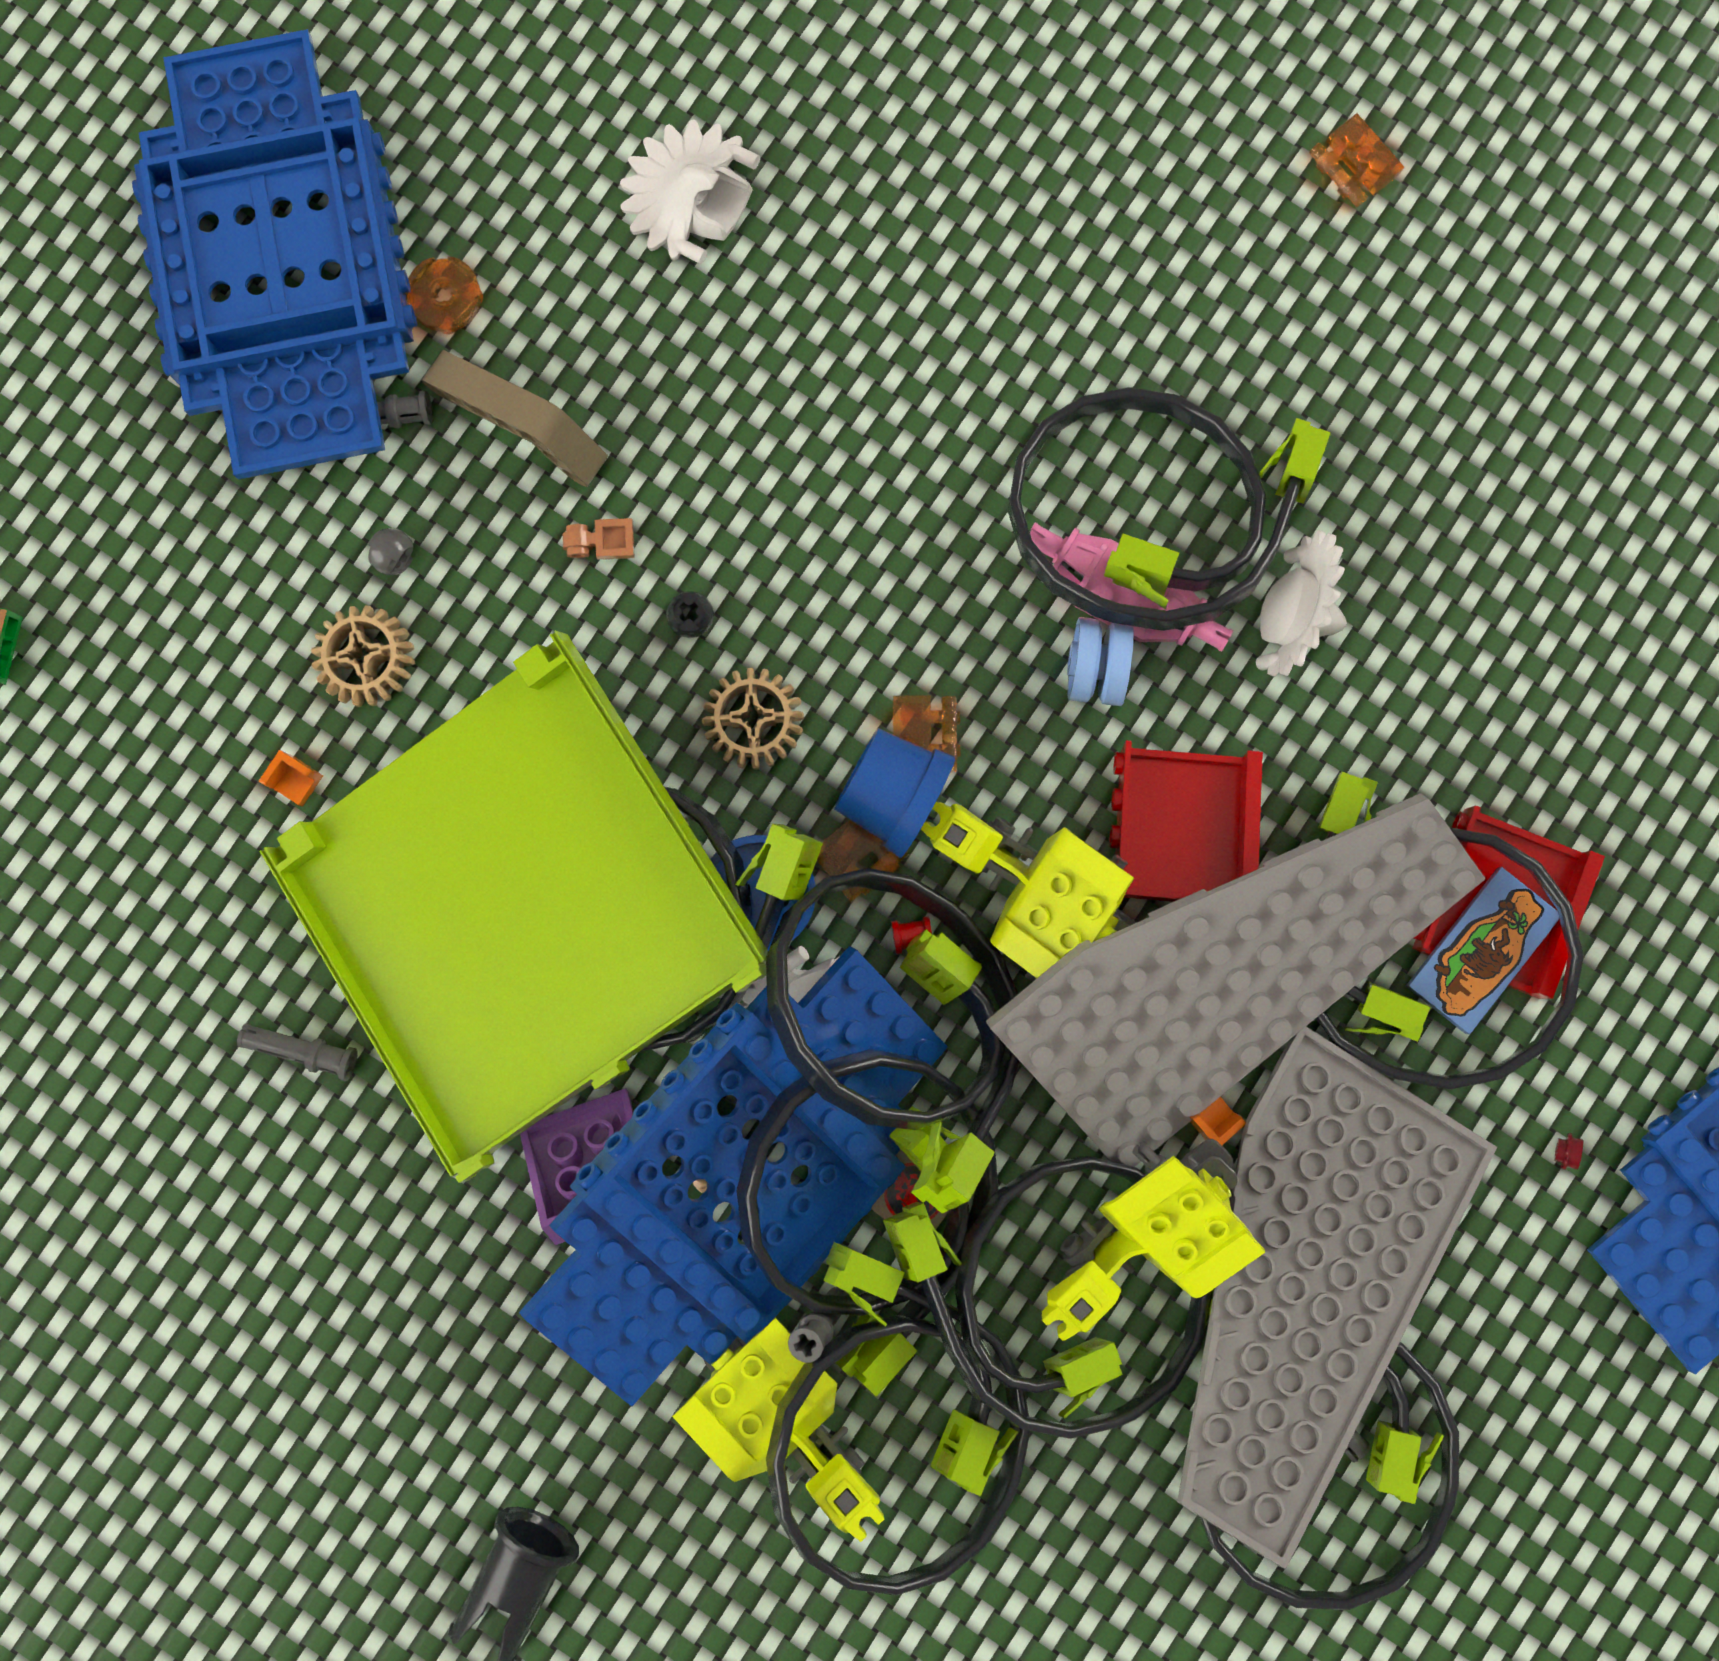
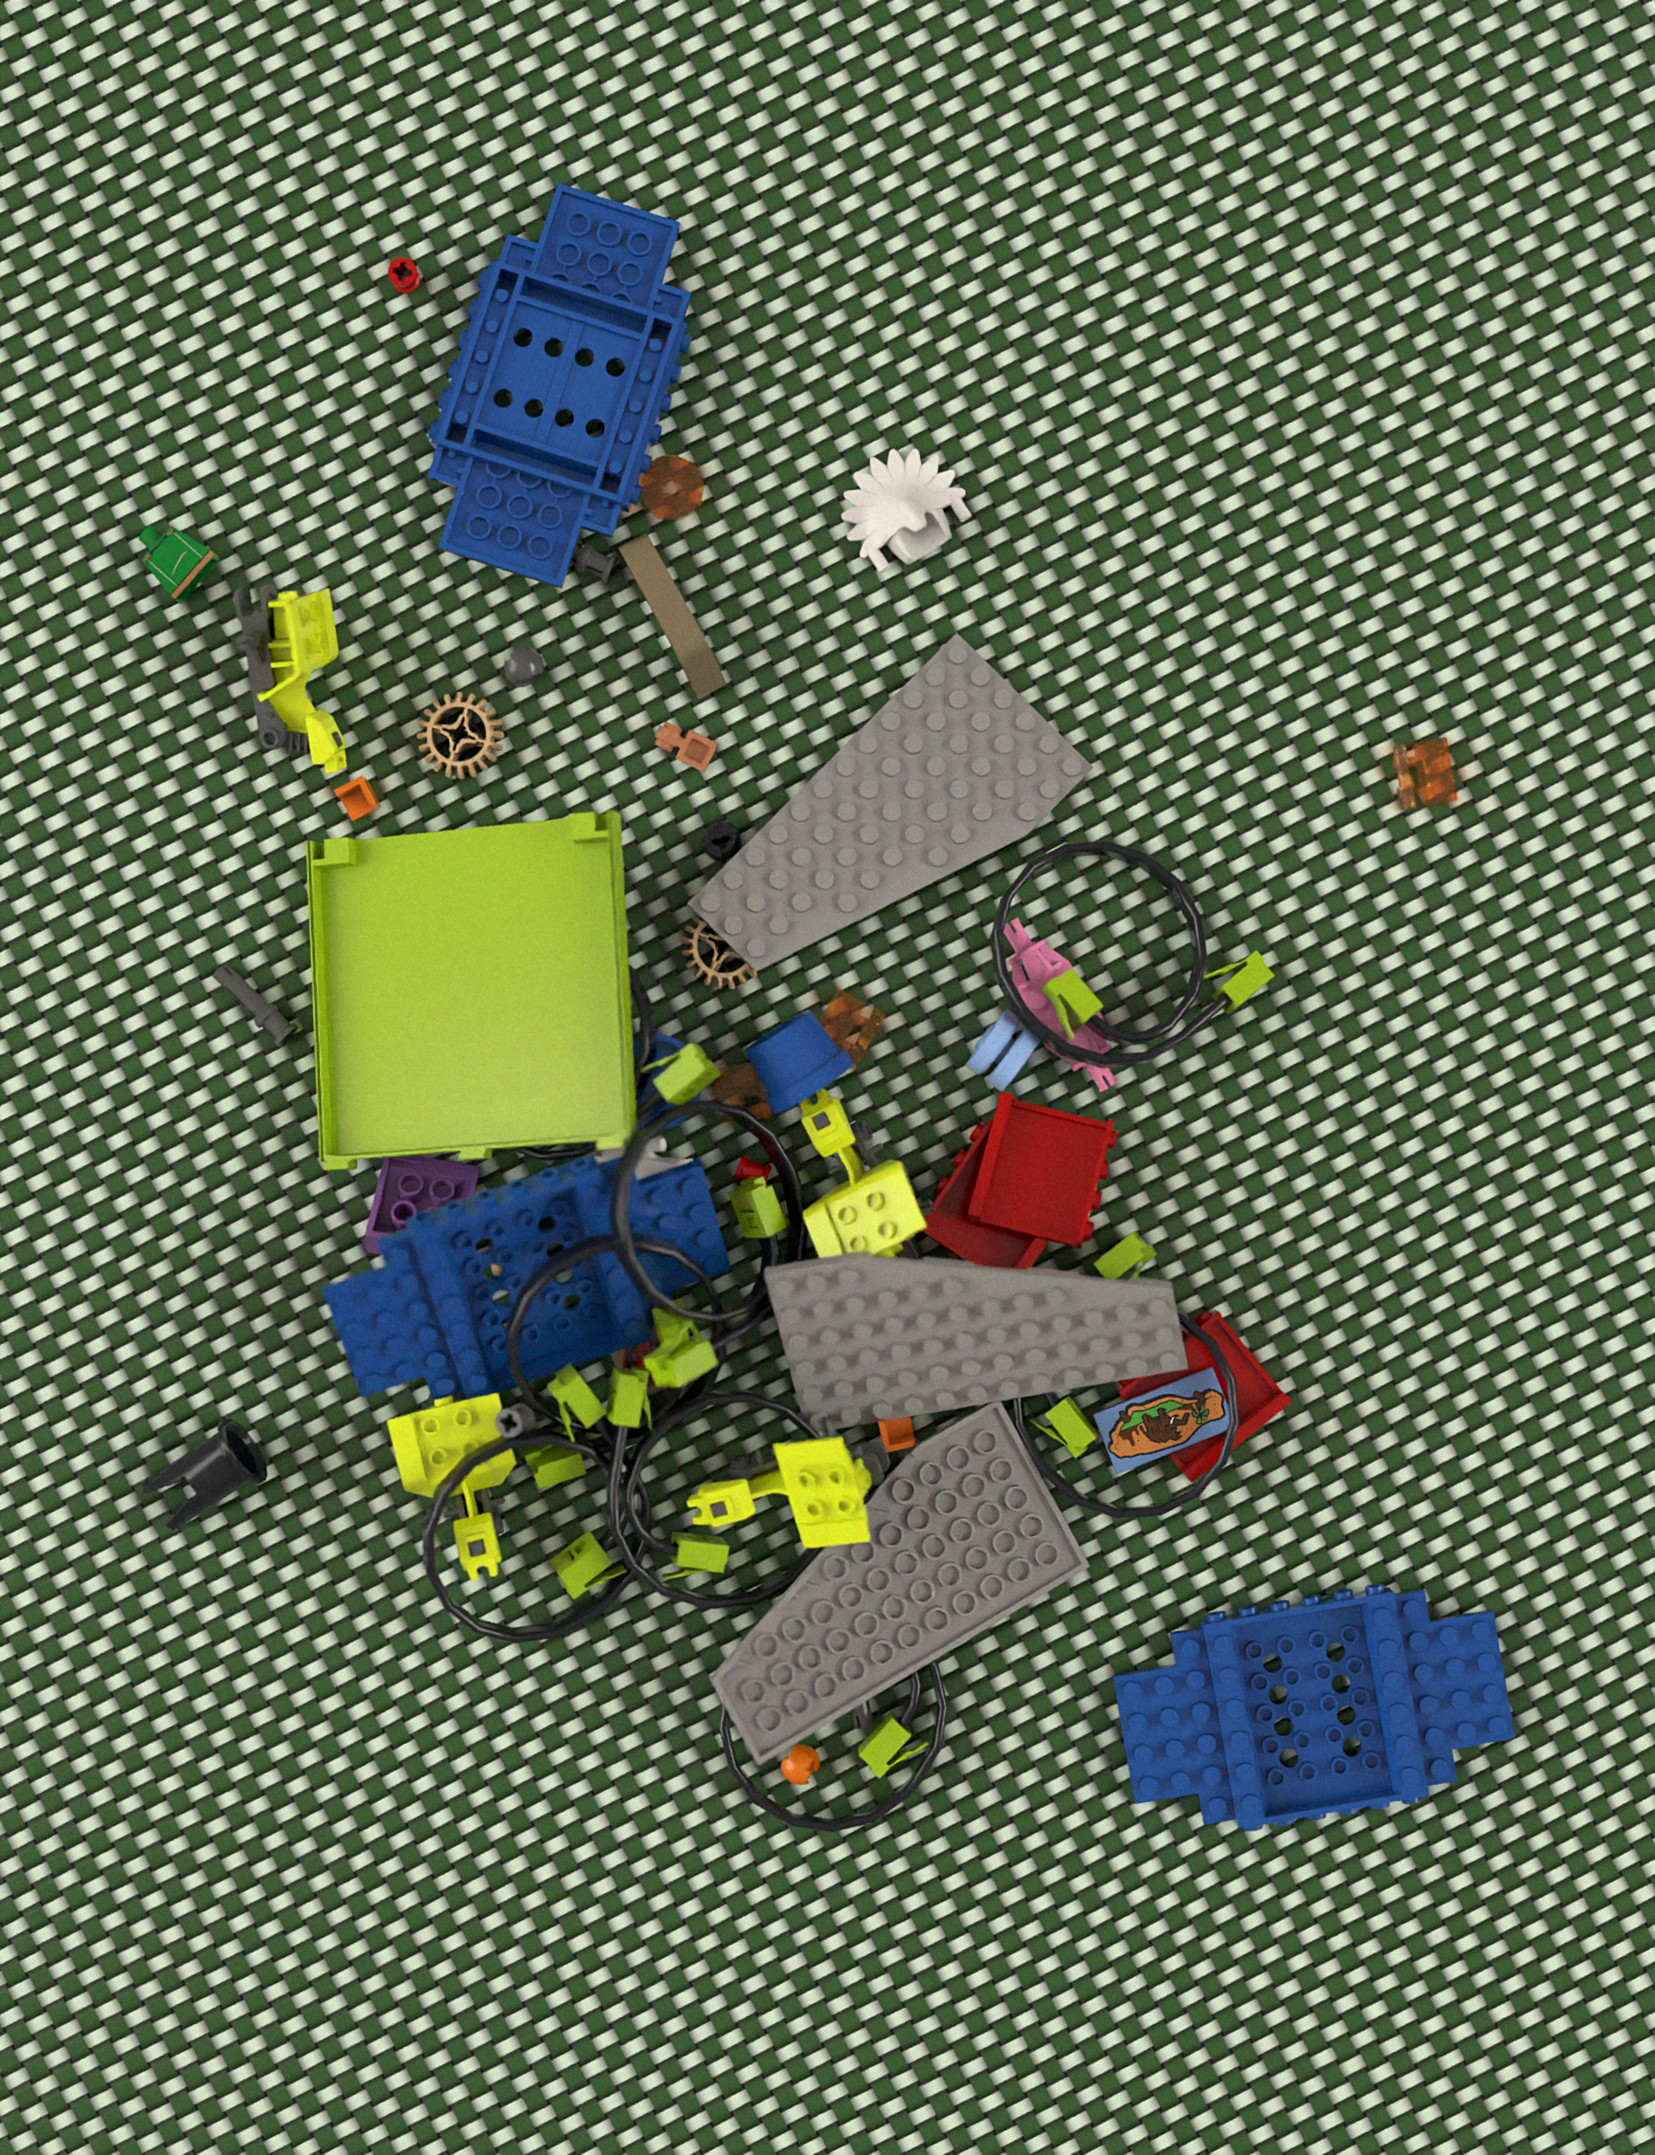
camera: 30 degrees right, 5 degrees up
(54, 234) = (398, 267): none -> red bush
(130, 661) = (282, 650): none -> neon yellow piece
(854, 473) = (909, 799): none -> light grey wing
(1213, 764) = (1042, 1172): none -> red panel
(1302, 604) = (1176, 1093): white piece -> none
(1319, 1537) = (800, 1764): none -> orange piece
(1569, 1152) = (1141, 1599): dark red plate -> none

